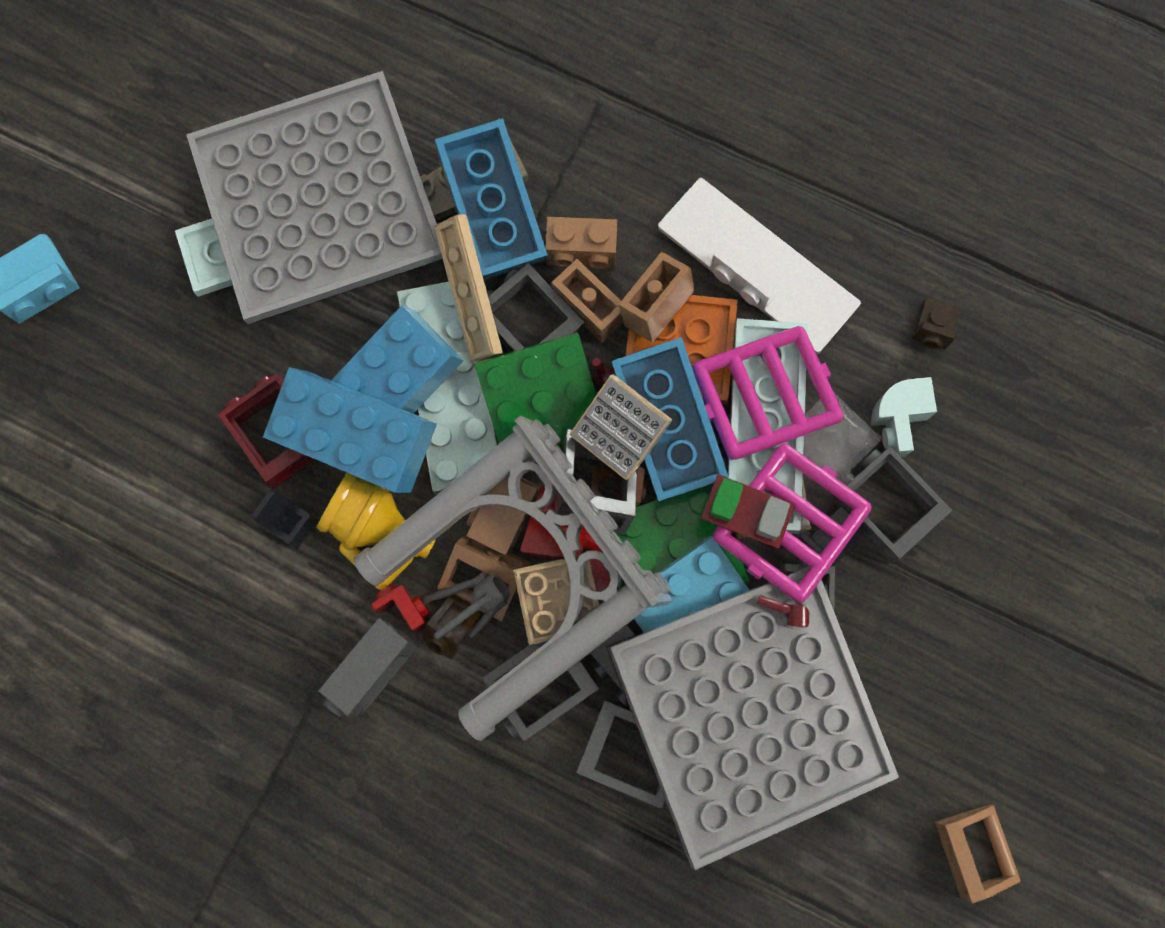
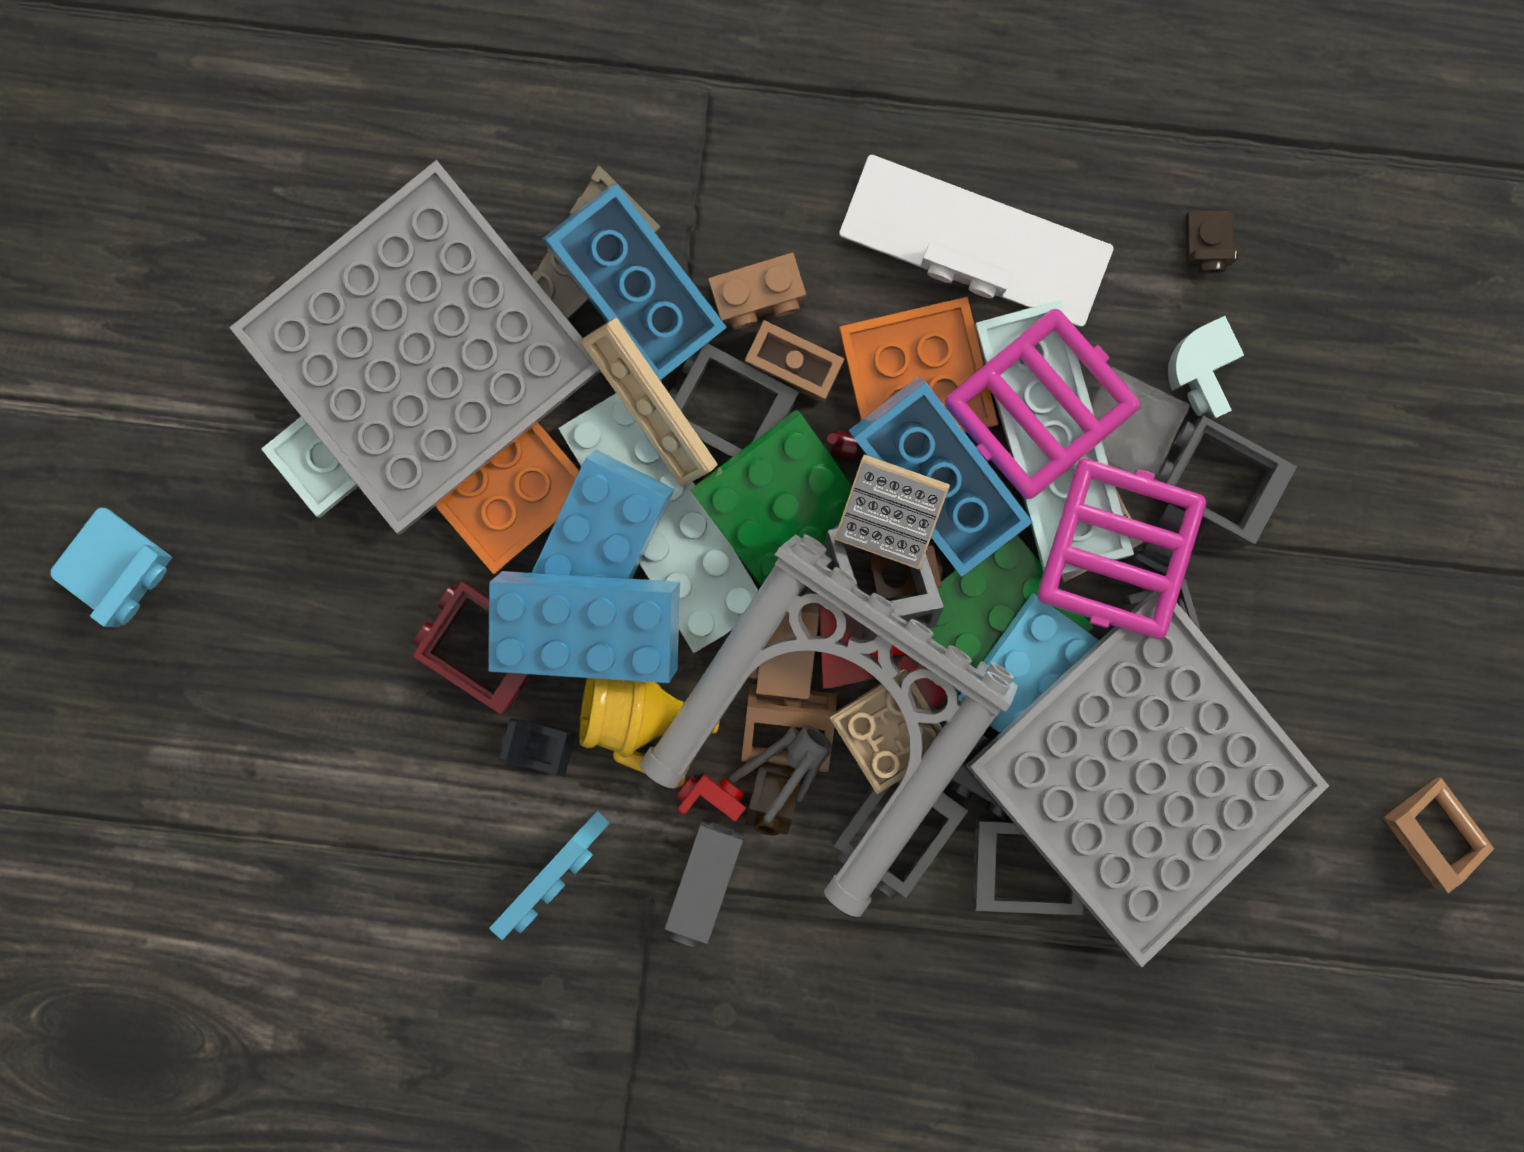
camera: 25 degrees left, 10 degrees up
(252, 621) = (547, 883): none -> medium azure wing
(337, 327) = (511, 498): none -> orange plate
(656, 297) = (875, 334): medium nougat brick -> none
(748, 511) = (1069, 556): piece -> none
(797, 614) = (1162, 653): dark red hand -> none

